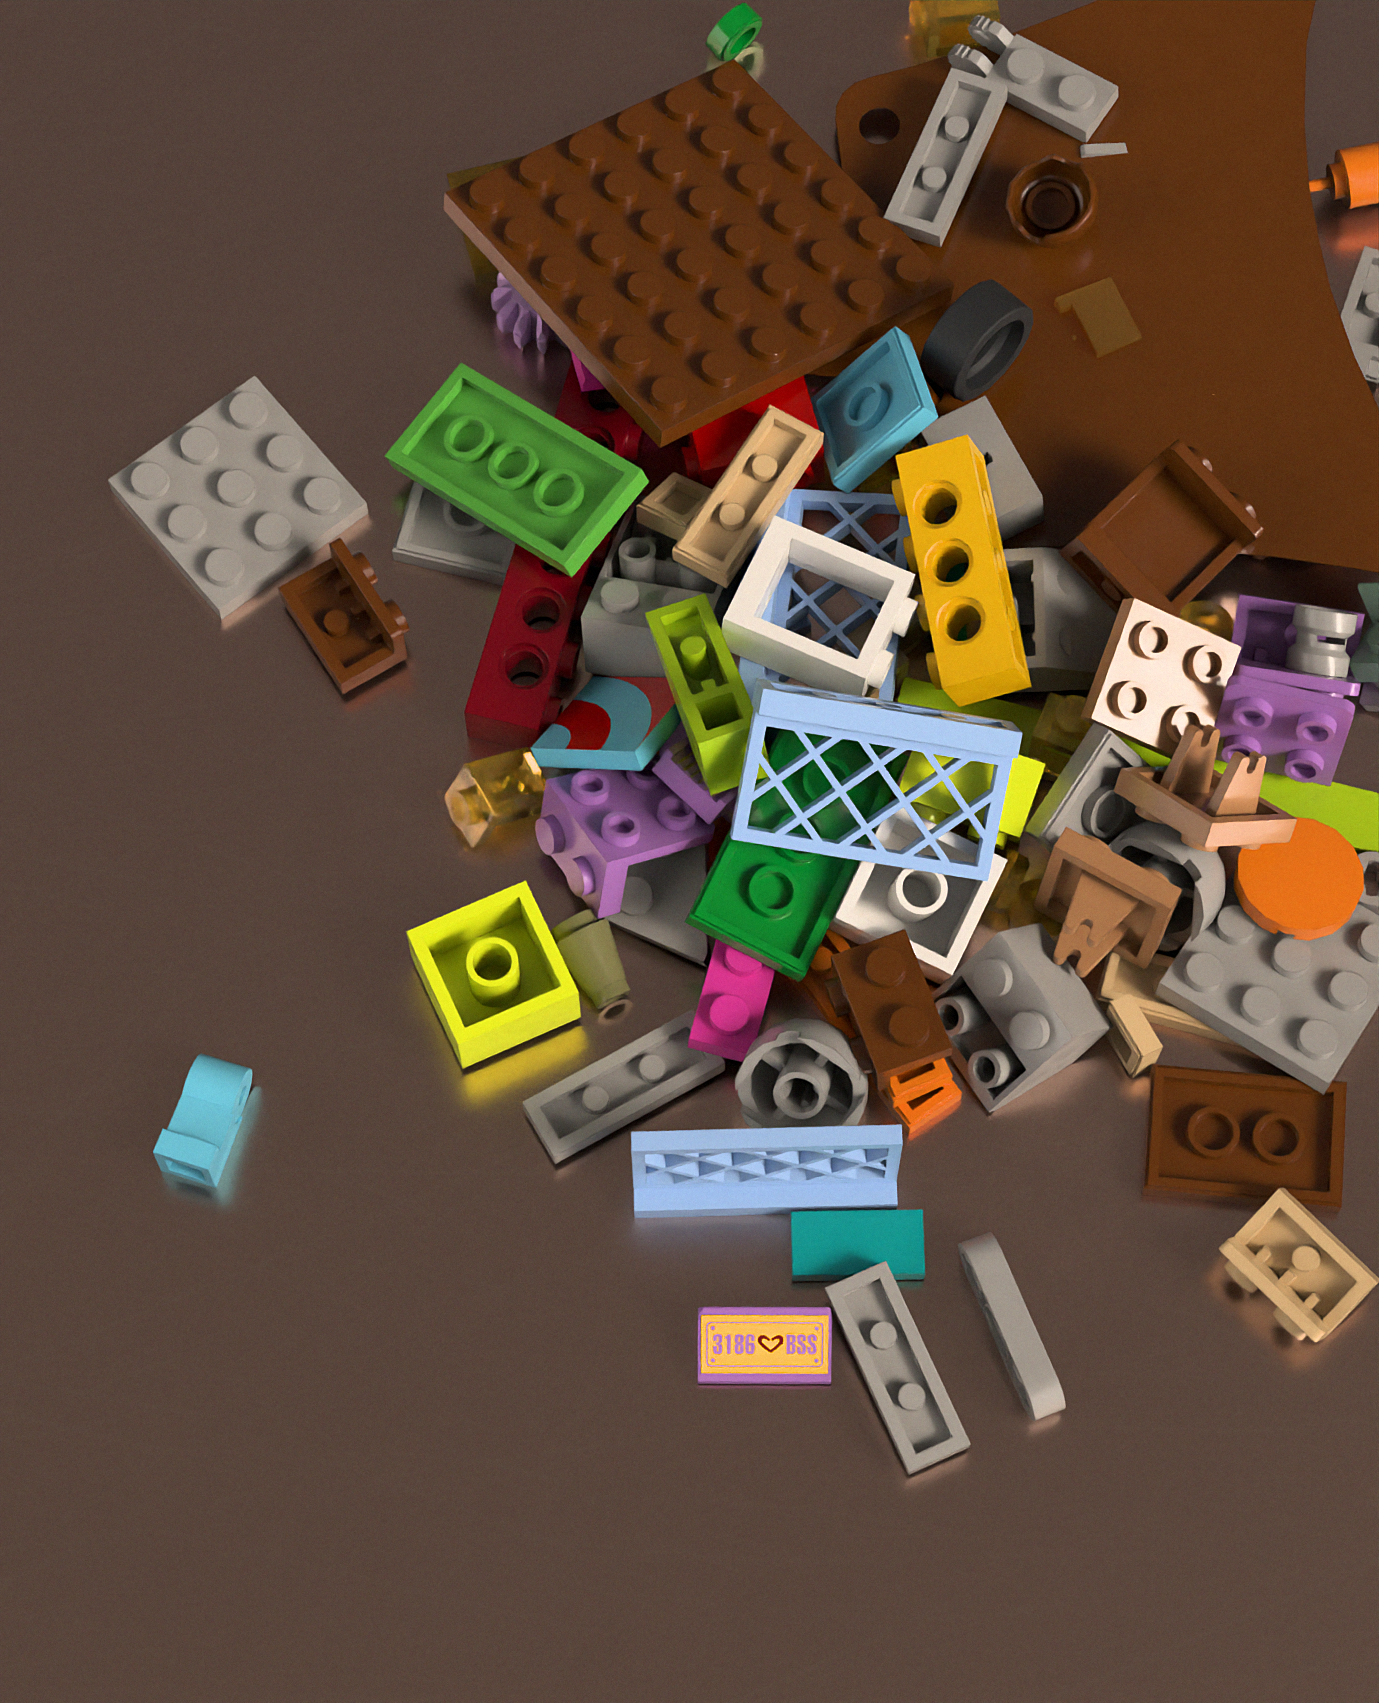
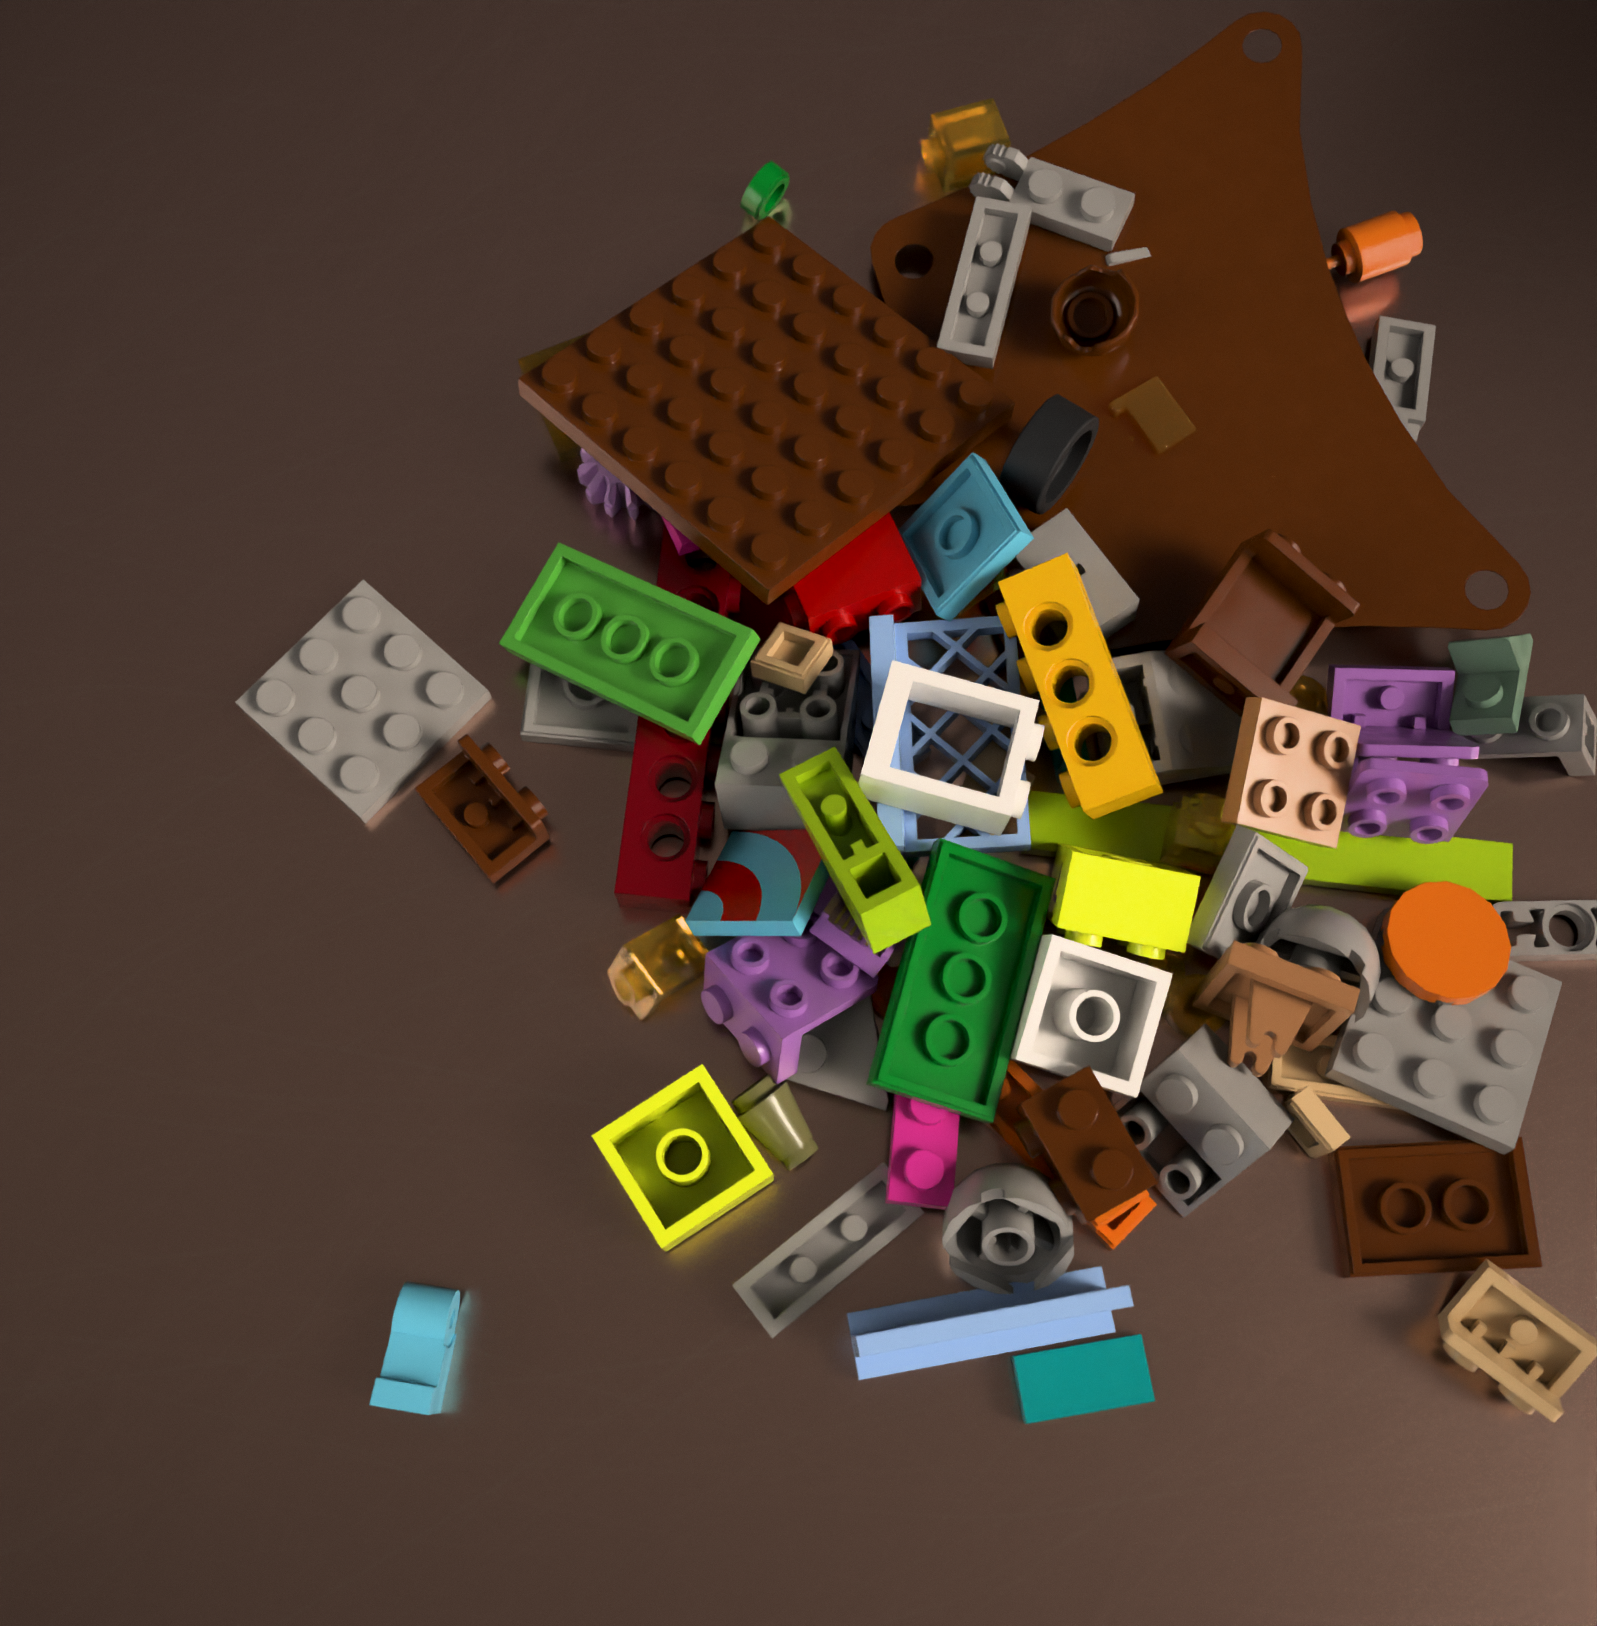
camera: 10 degrees left, 5 degrees up
(748, 496) = (858, 640): tan tile -> none
(764, 1345) = (1010, 1502): slope -> none
(884, 724) = (1048, 866): light blue fence -> none
(897, 1367) = (1147, 1510): light grey plate -> none
(1011, 1326) = (1251, 1446): light grey beam -> none
(1203, 803) = (1353, 889): medium nougat plate -> none
(1319, 655) = (1423, 704): light grey wheel -> none

